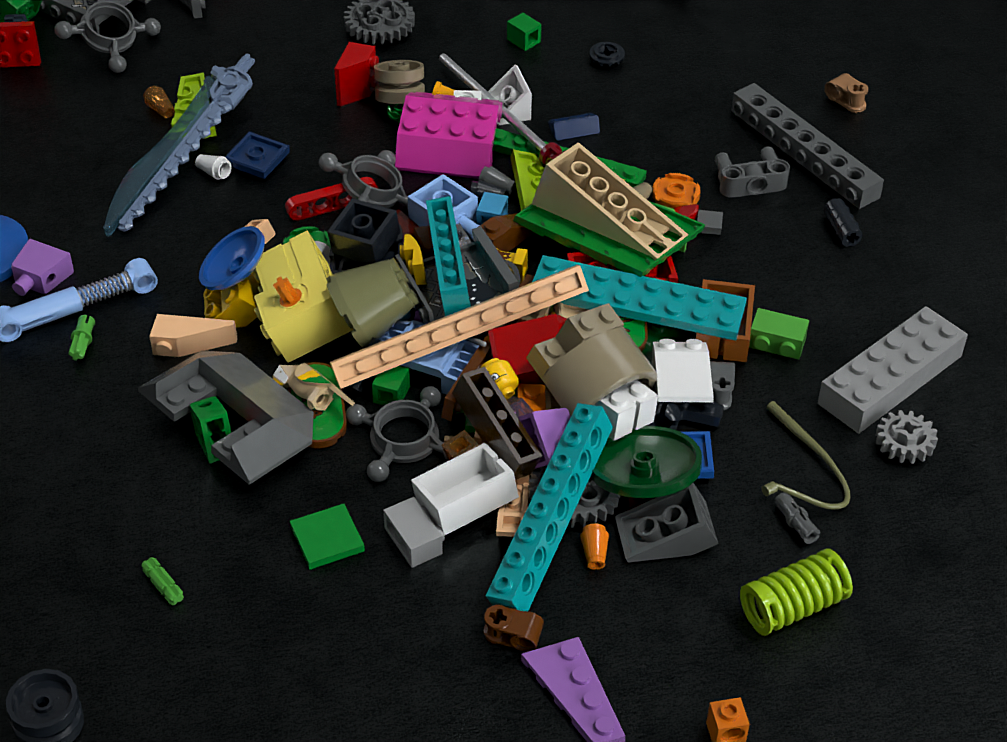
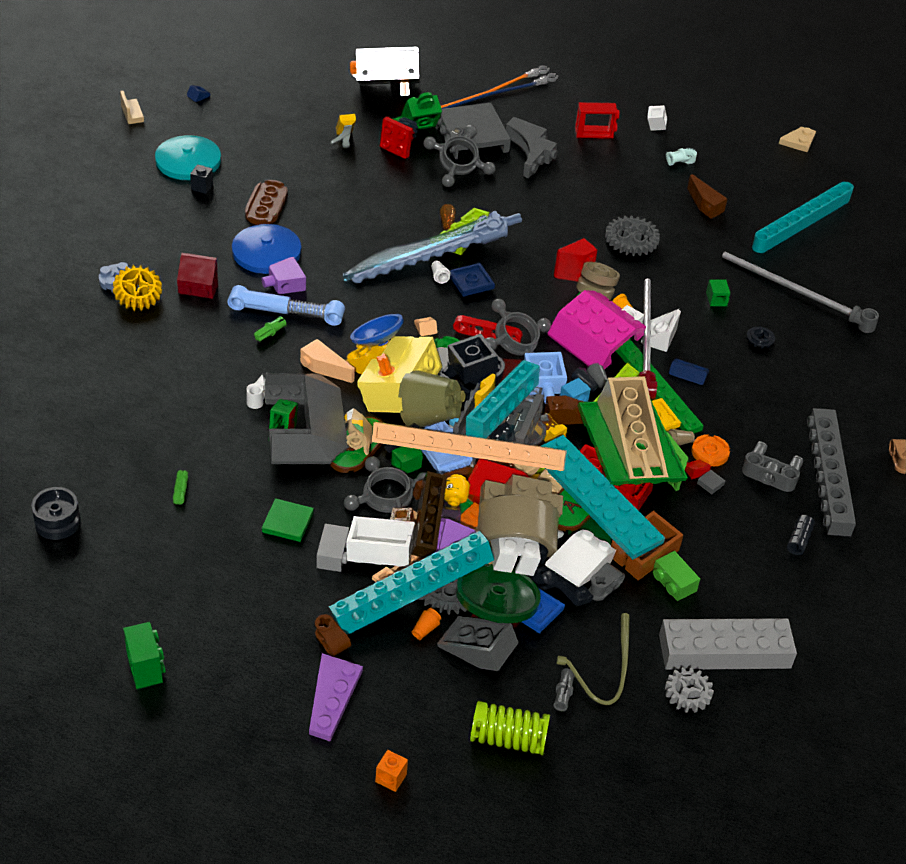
camera: 35 degrees right, 0 degrees up
(143, 416) = (256, 394): none -> white piece

